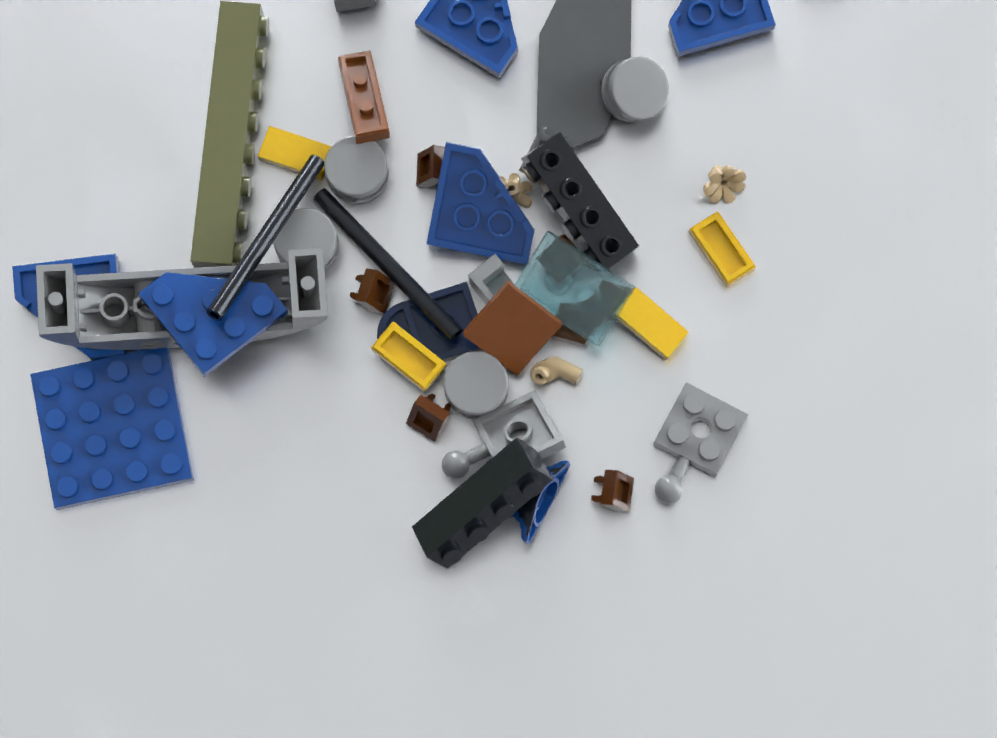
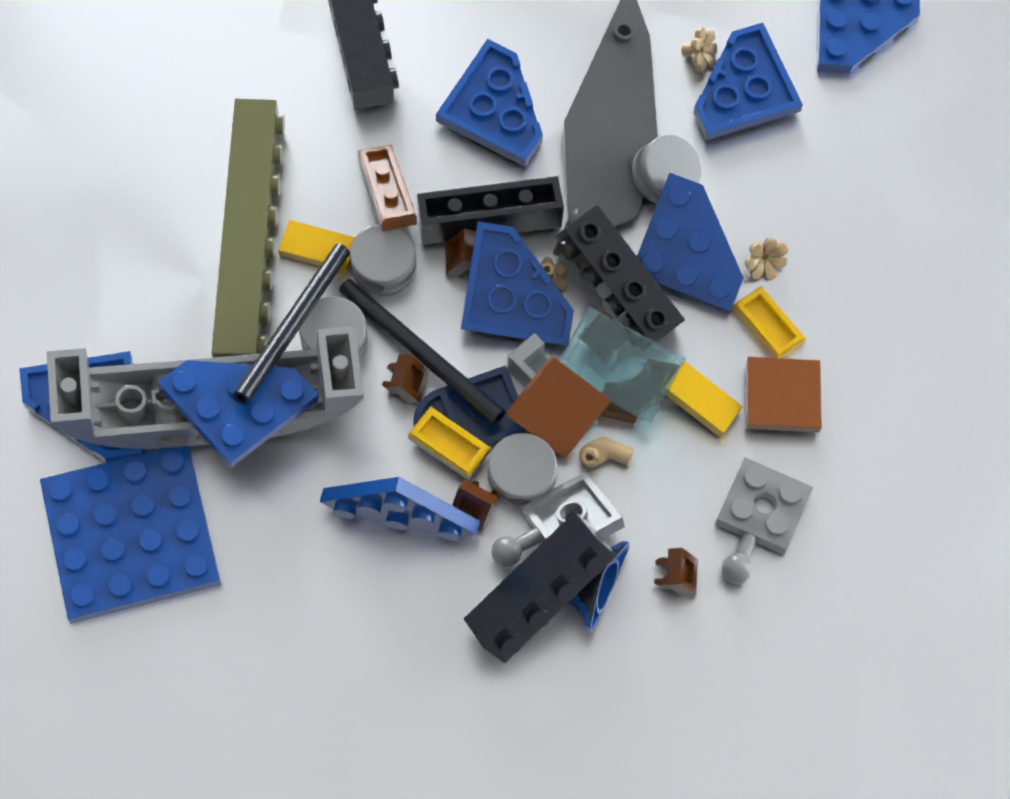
camera: 10 degrees left, 10 degrees down
(358, 420) = (399, 507): none -> blue plate
(461, 123) = (517, 204): none -> black brick
(650, 171) = (688, 246): none -> blue plate
(728, 321) = (783, 394): none -> dark orange tile

